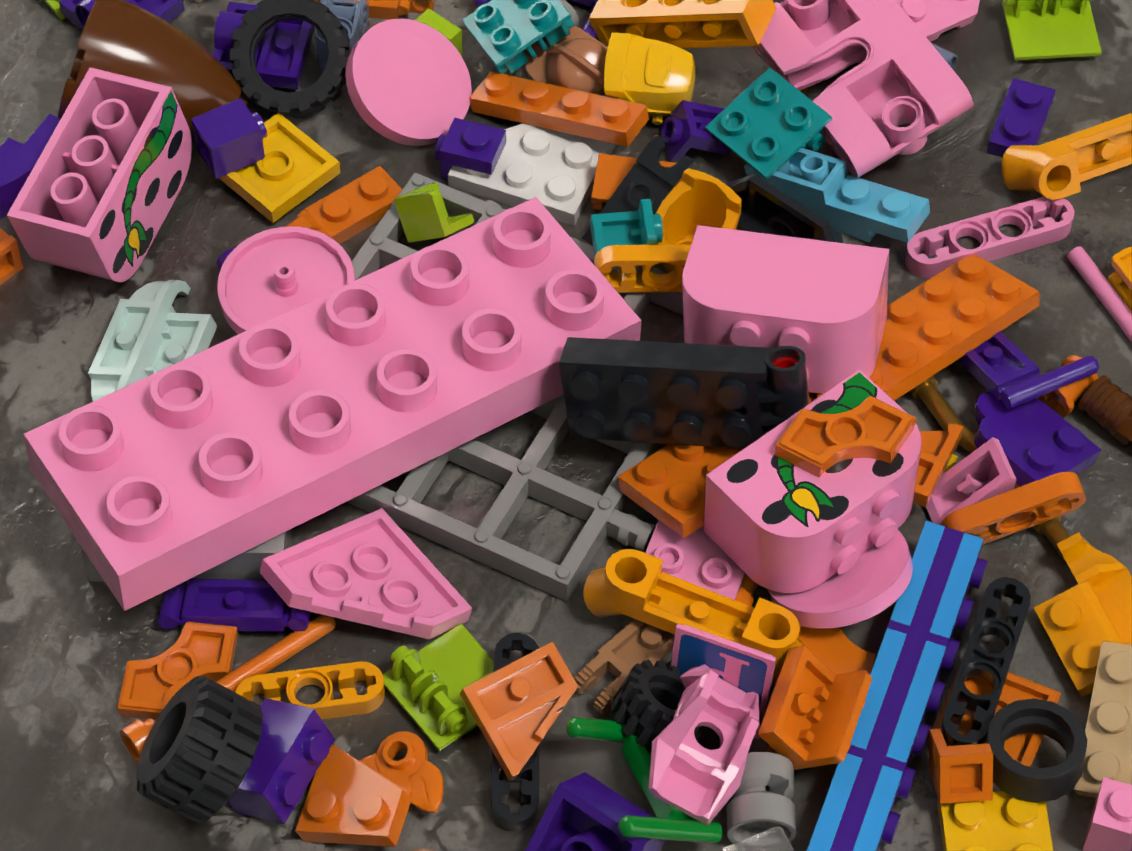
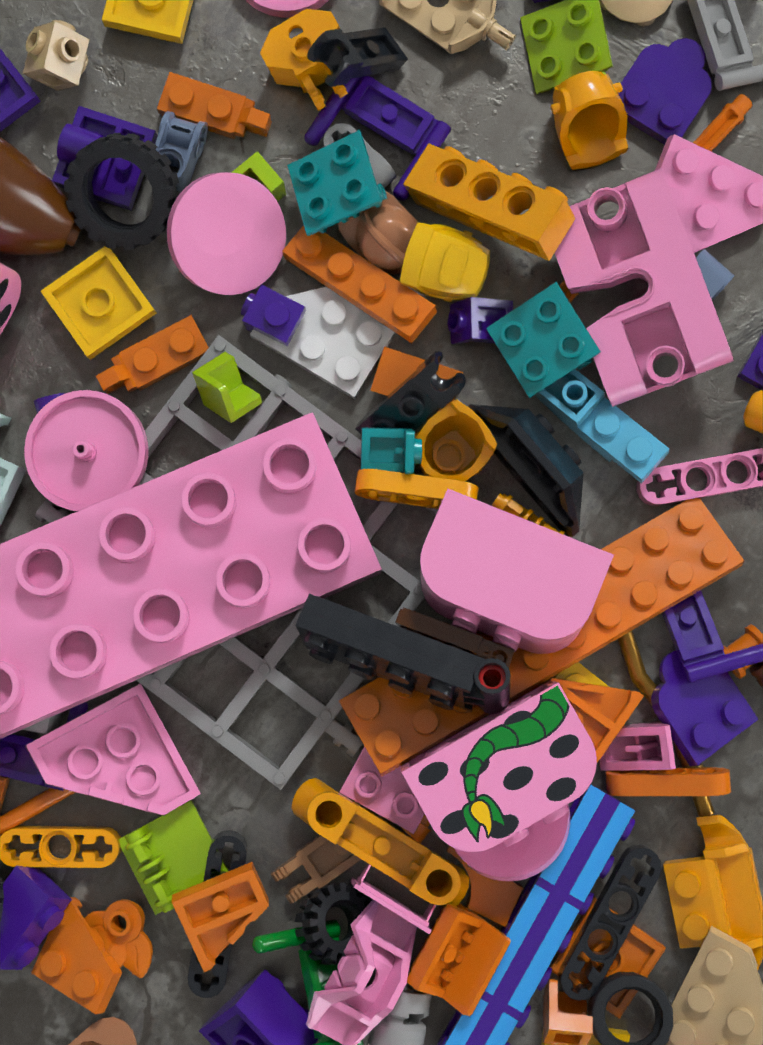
camera: 10 degrees right, 30 degrees up
(229, 137) = (54, 278): dark purple brick -> none
(823, 440) = (509, 760): orange tile -> none

